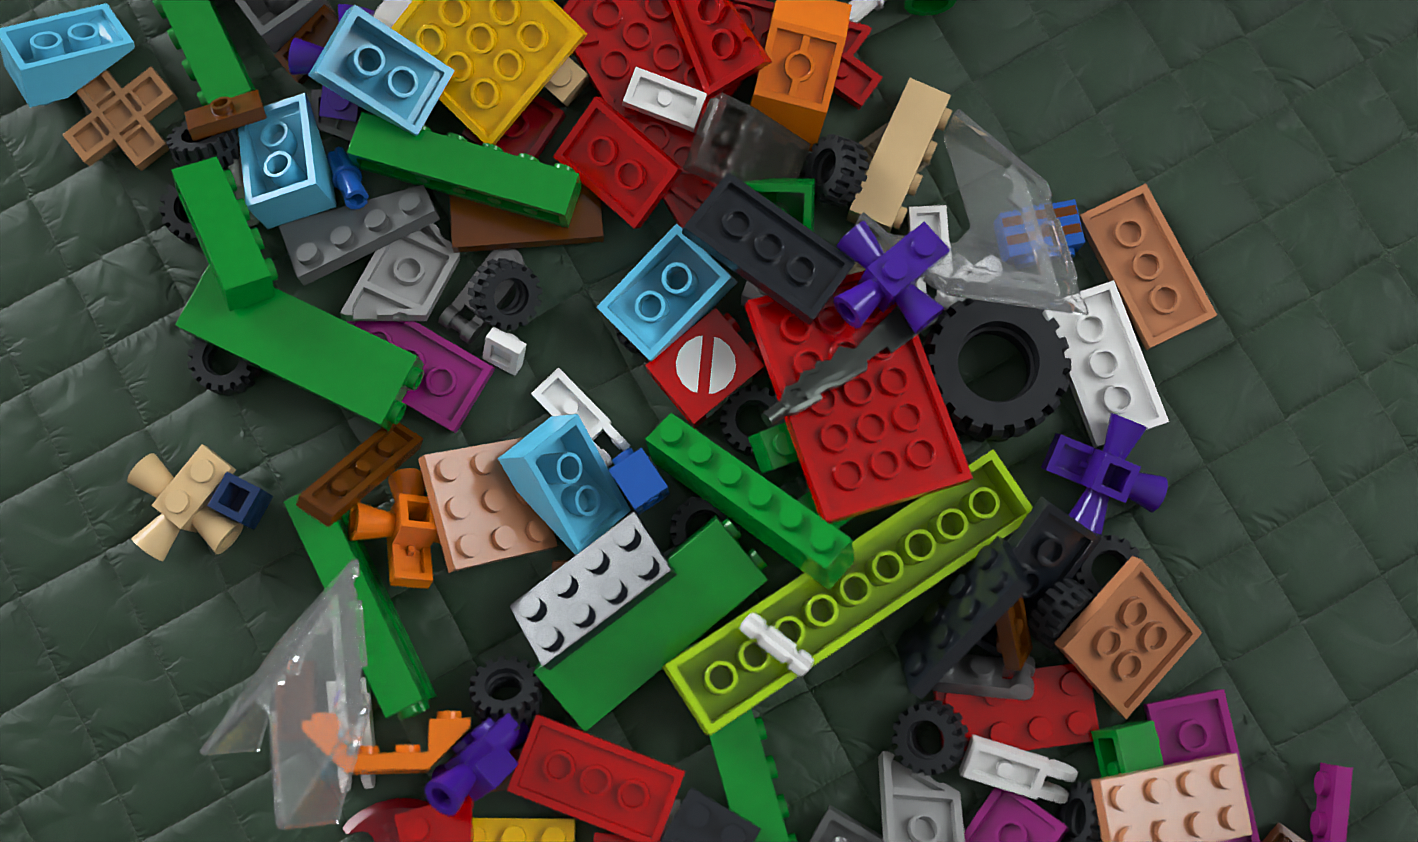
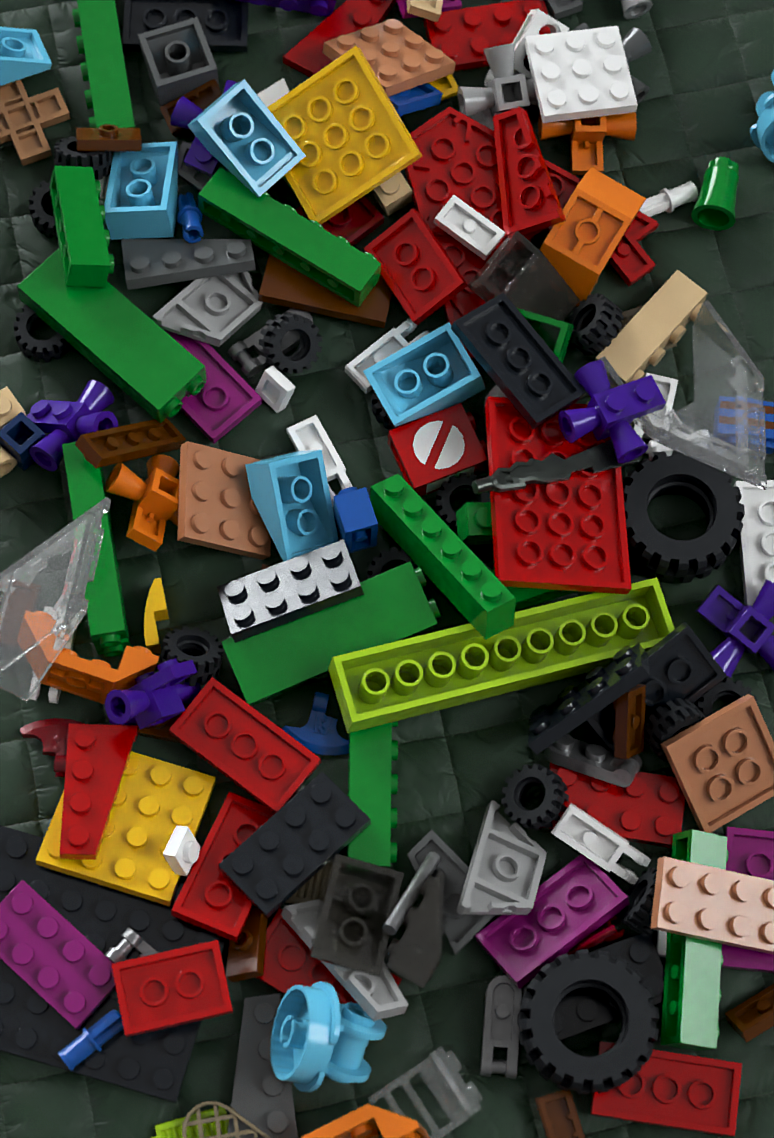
camera: 10 degrees right, 10 degrees down
(287, 464) = (68, 421): none -> dark purple brick
(449, 644) = (154, 611): none -> yellow slope
(612, 270) = (381, 349): none -> white hinge
(672, 730) = (320, 732): none -> blue piece
(776, 644) = (429, 667): white axle -> none

